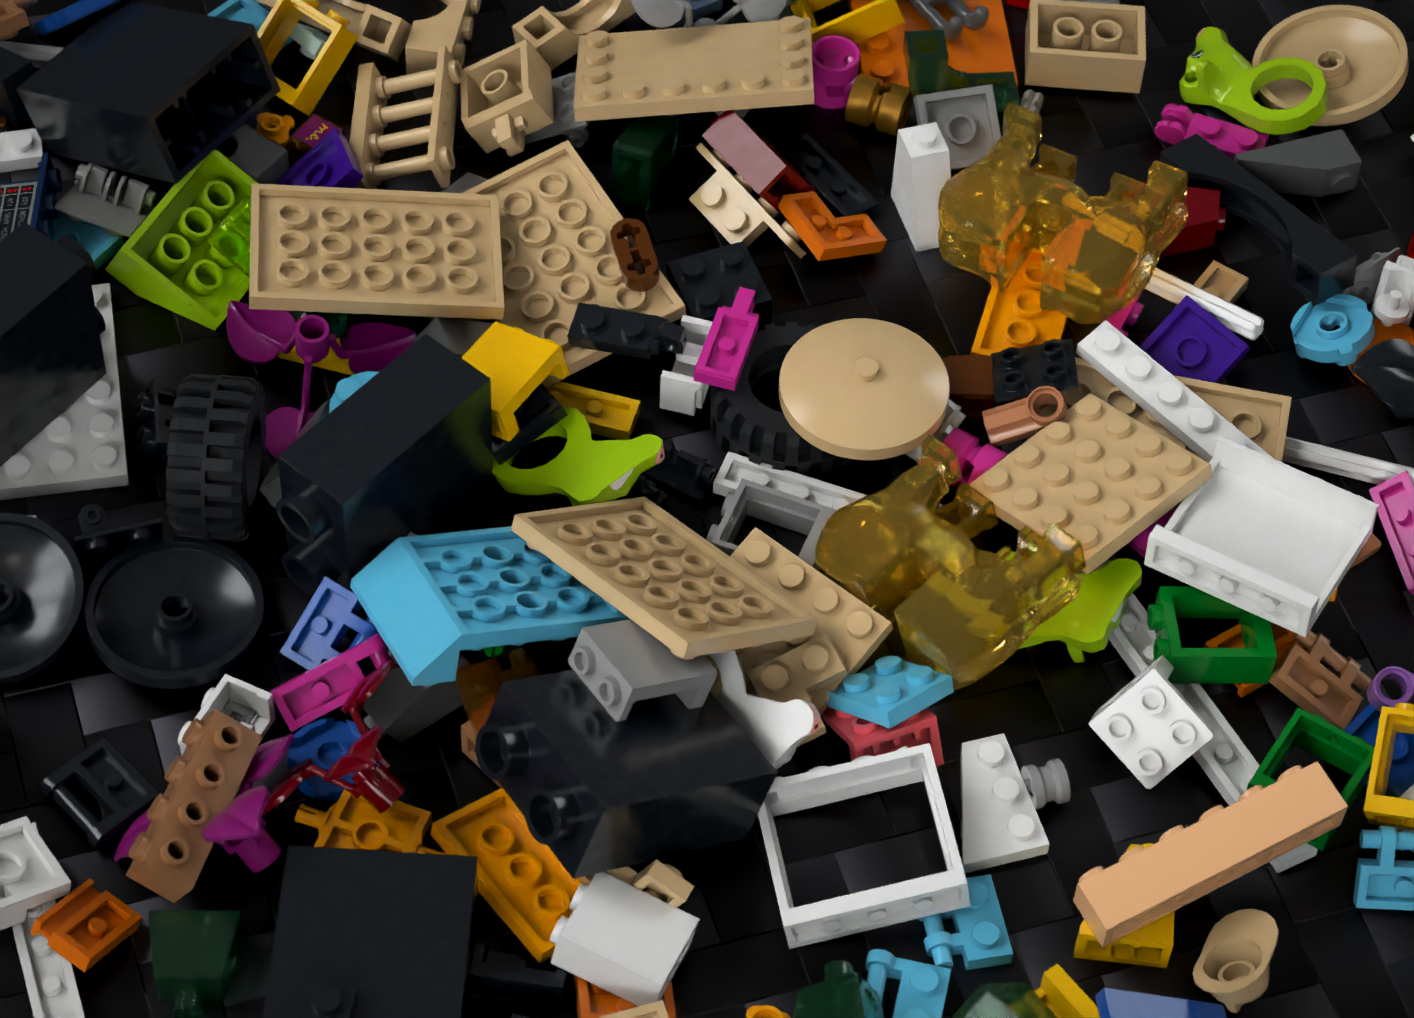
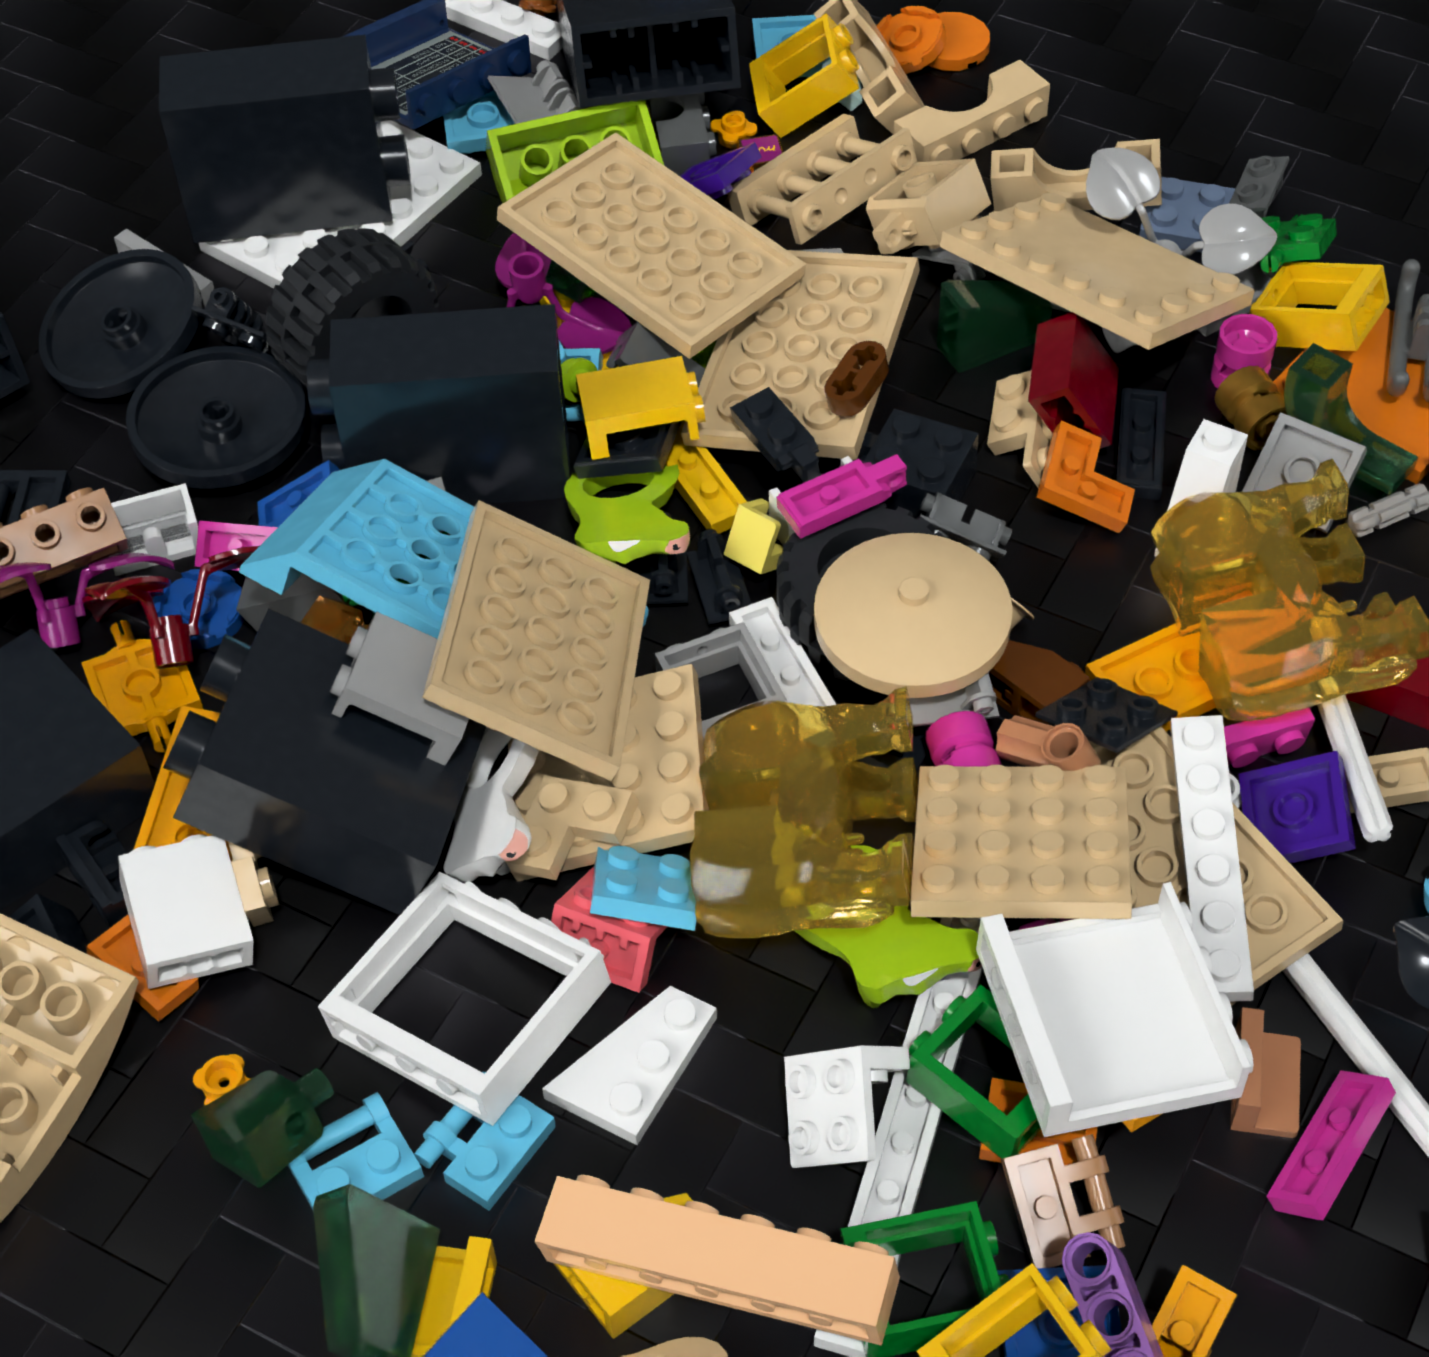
camera: 50 degrees right, 0 degrees up
(676, 417) = (754, 537): none -> light yellow panel
(813, 309) = (980, 534): none -> dark grey hinge
(1047, 783) = (694, 1080): light grey wheel -> none

